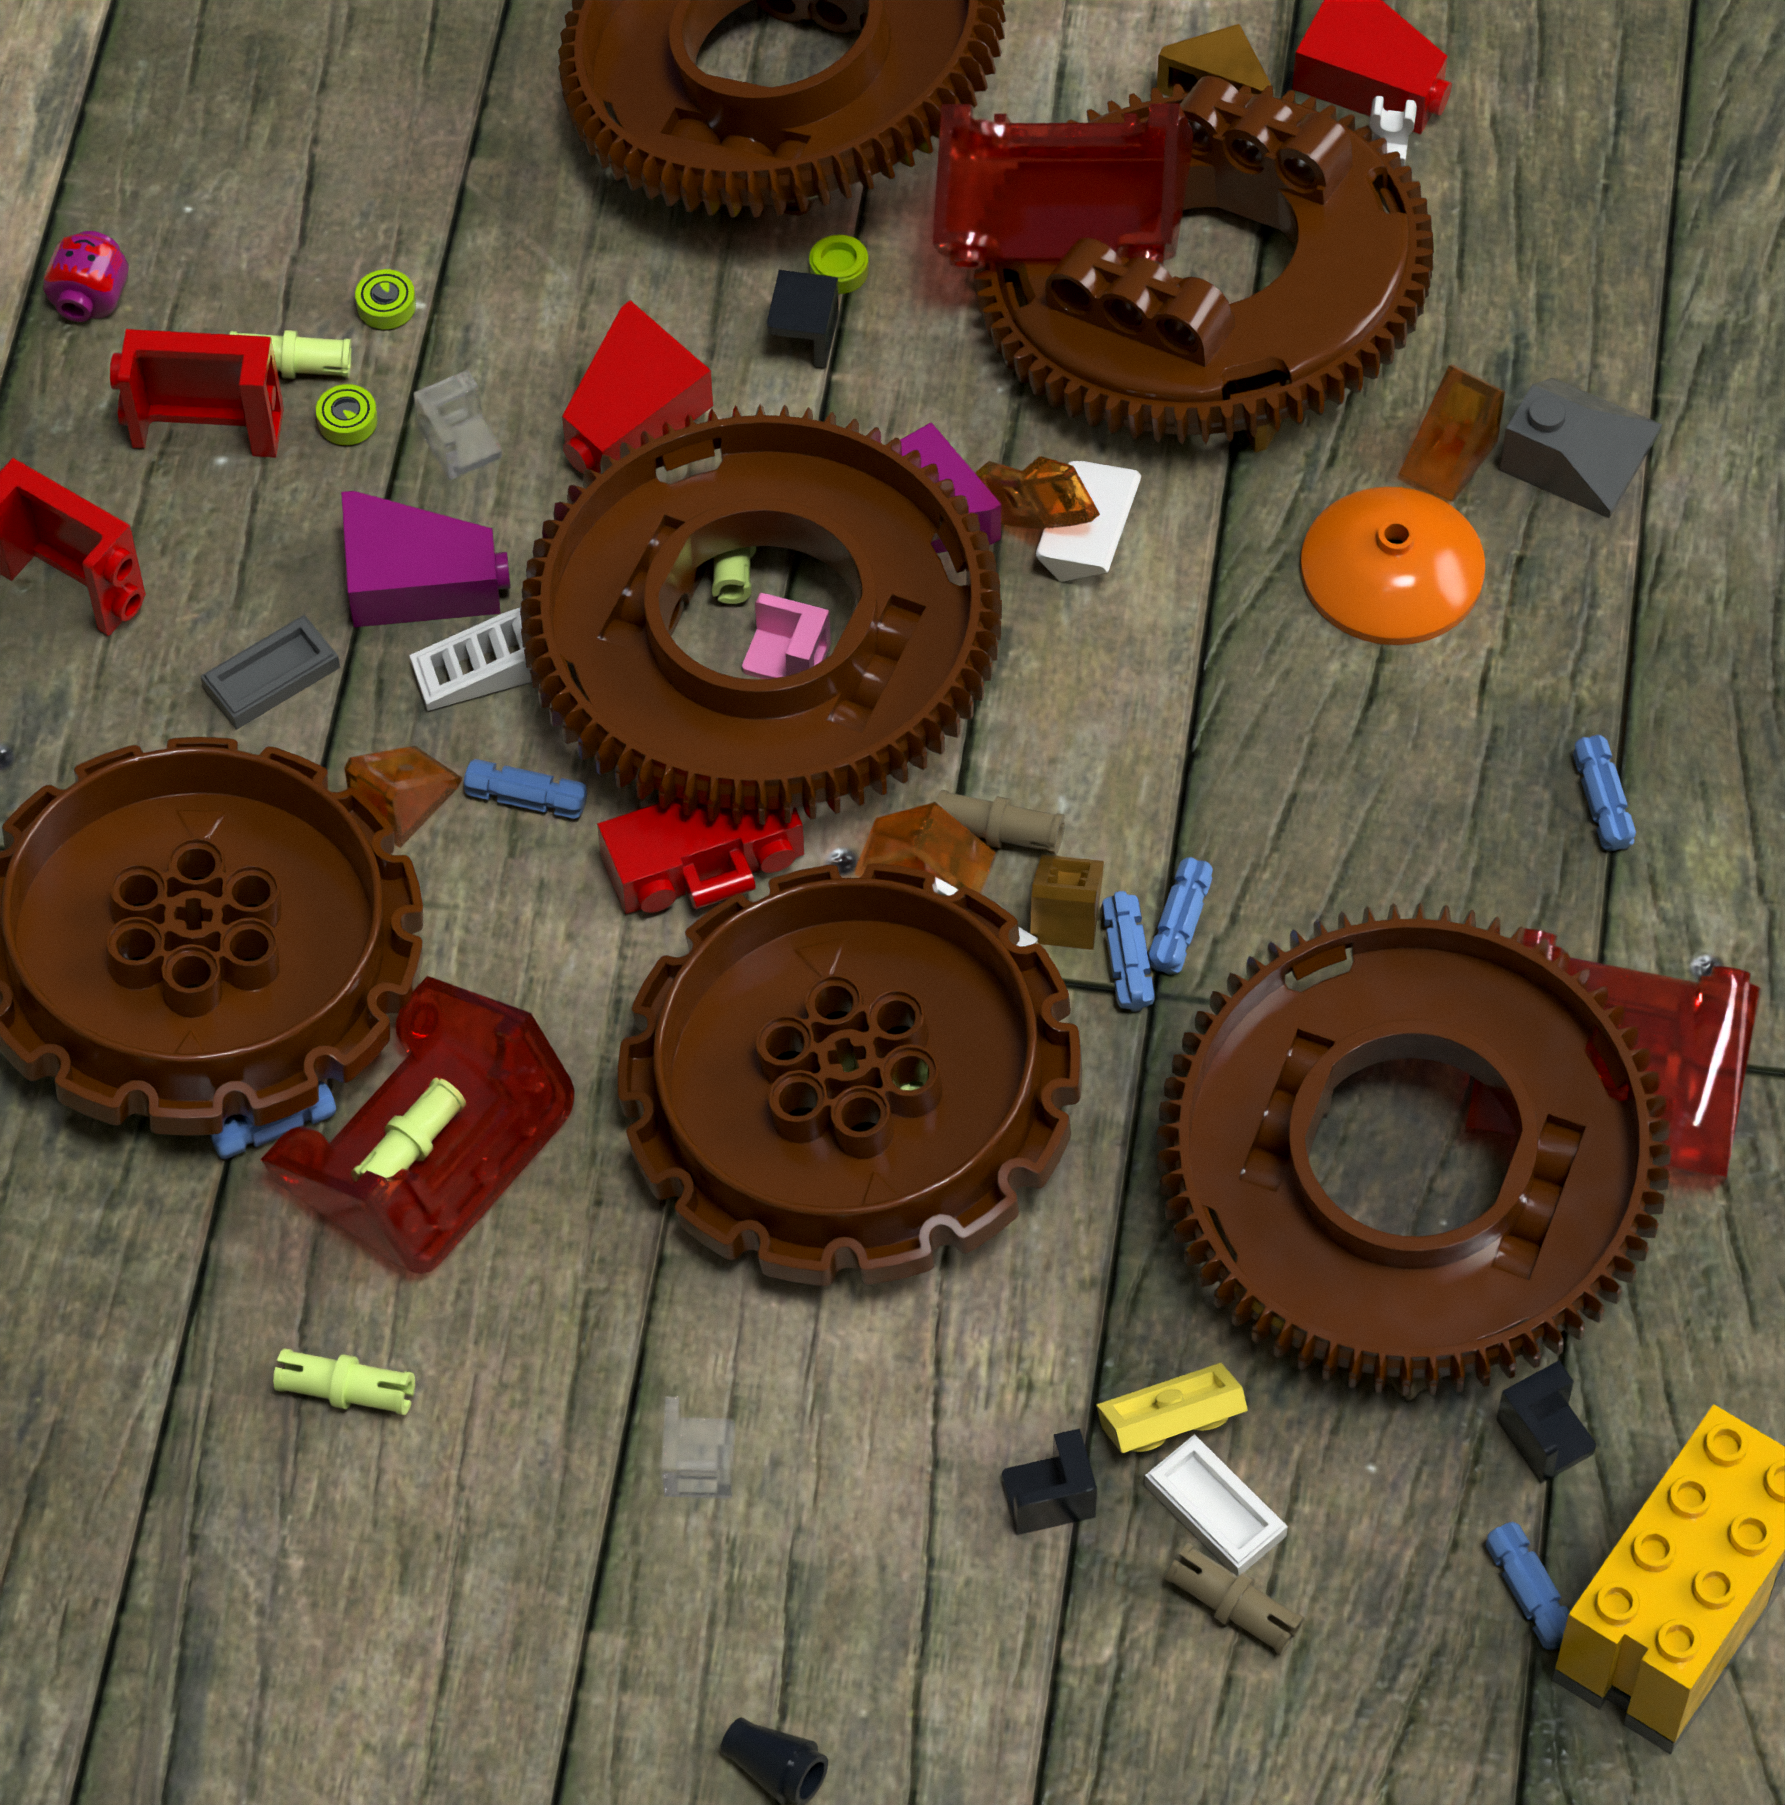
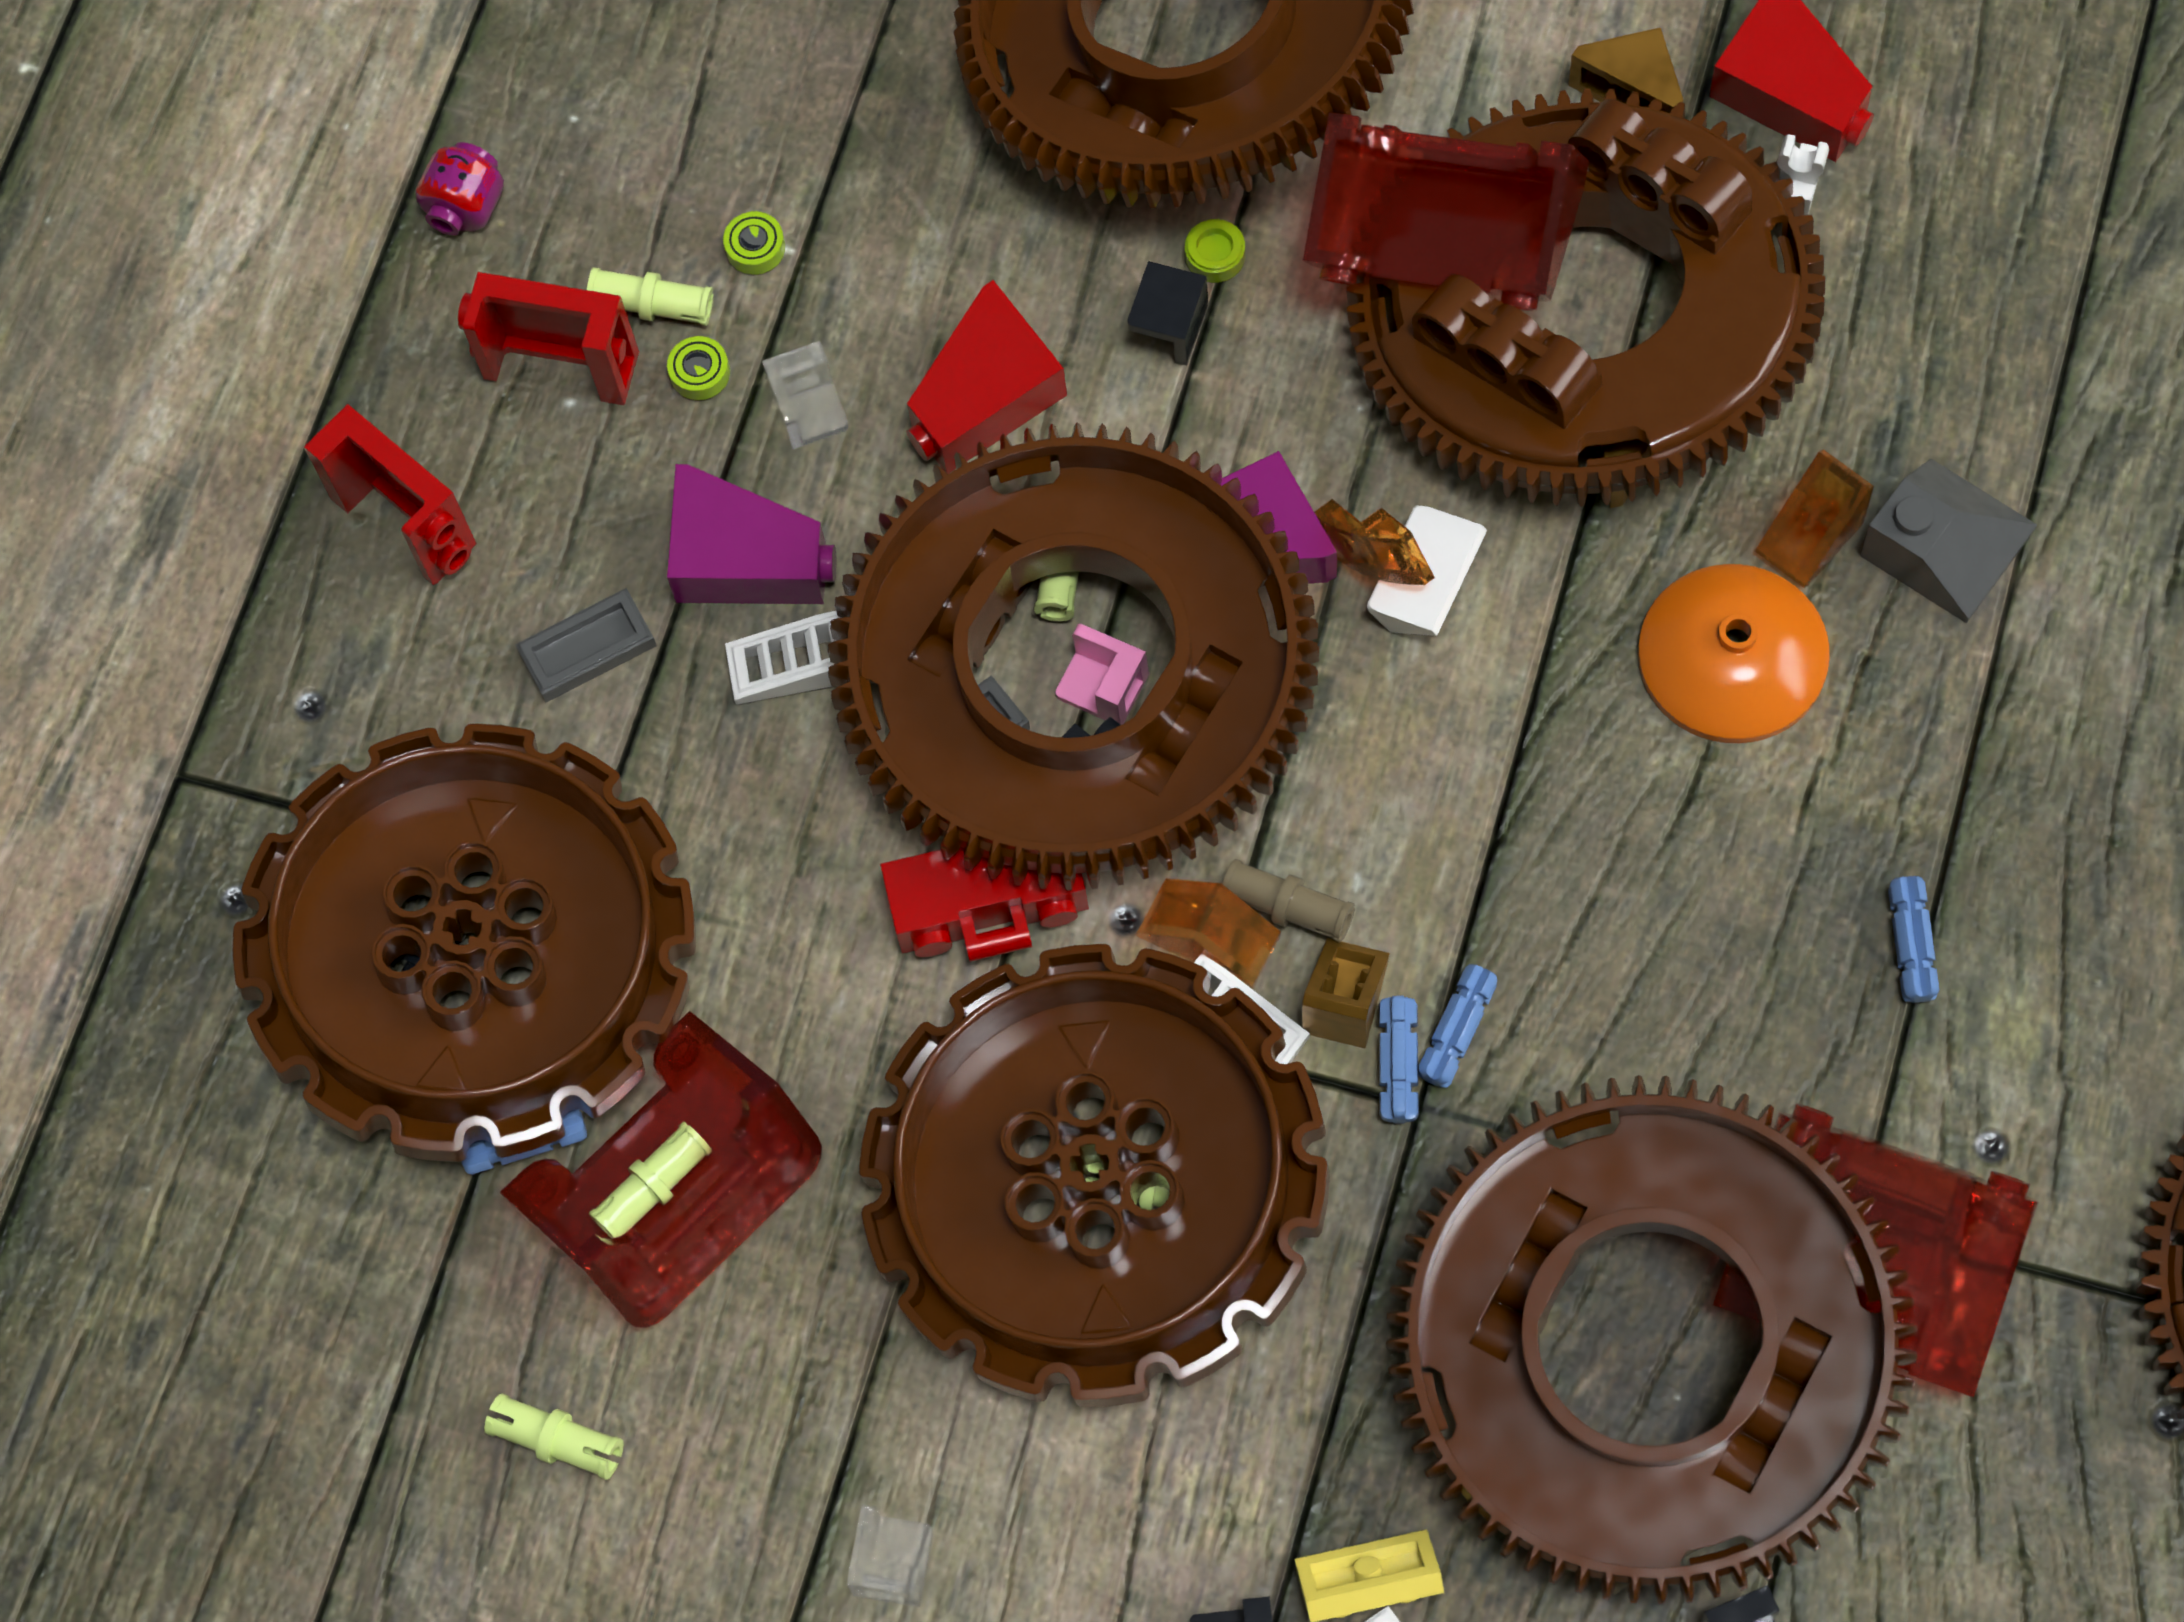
camera: 15 degrees right, 10 degrees up
(403, 786) = (696, 792): clear orange slope -> none
(525, 788) = (819, 805): medium blue axle -> none

